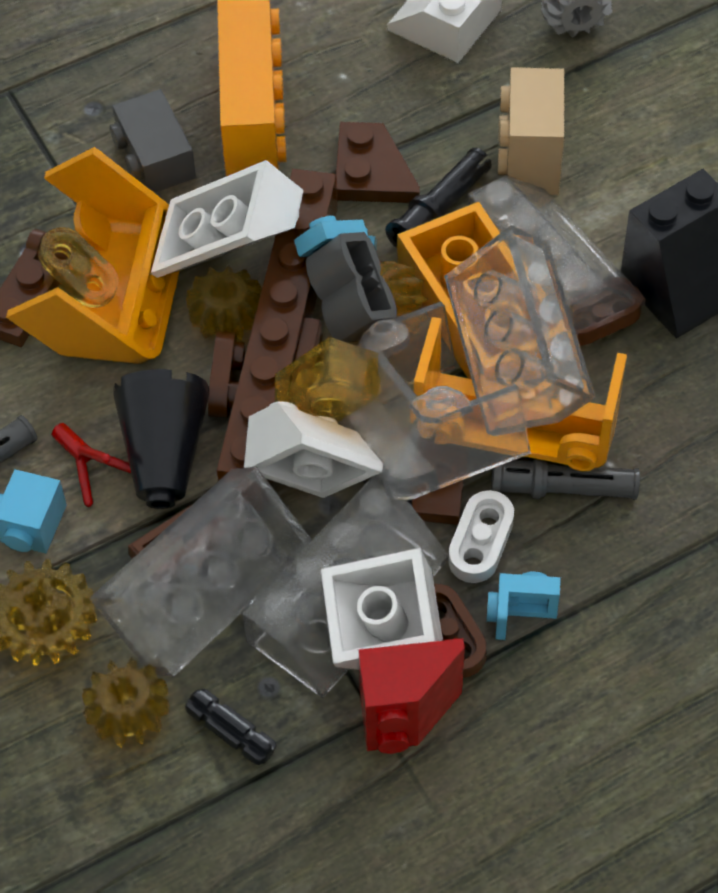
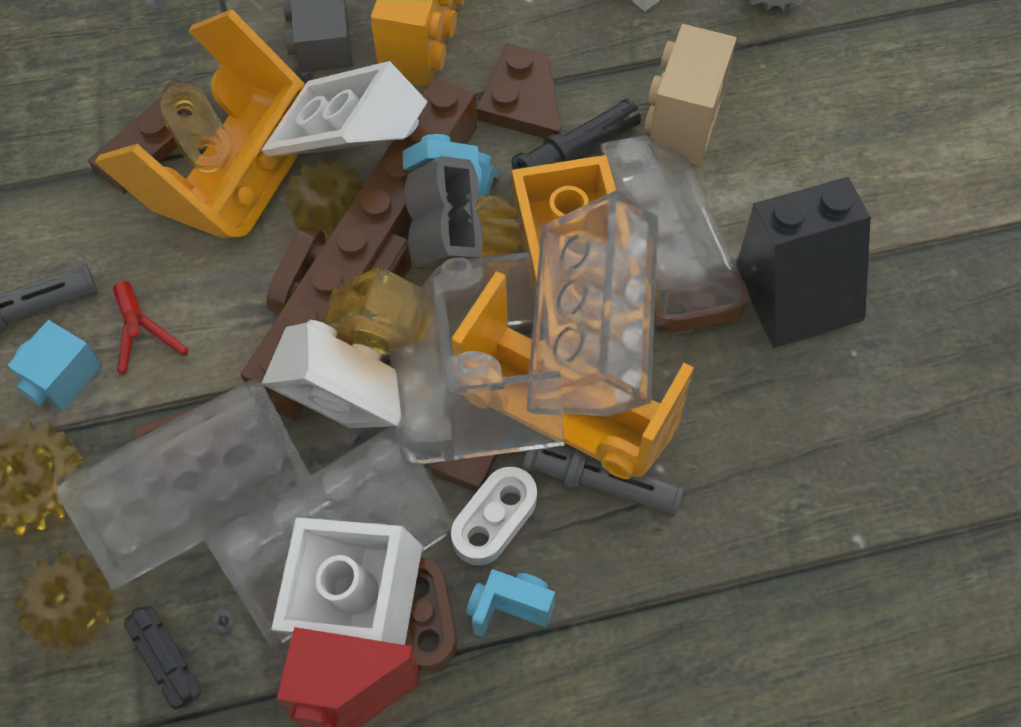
camera: 15 degrees right, 5 degrees up
(160, 431) = (207, 318): black cone -> none

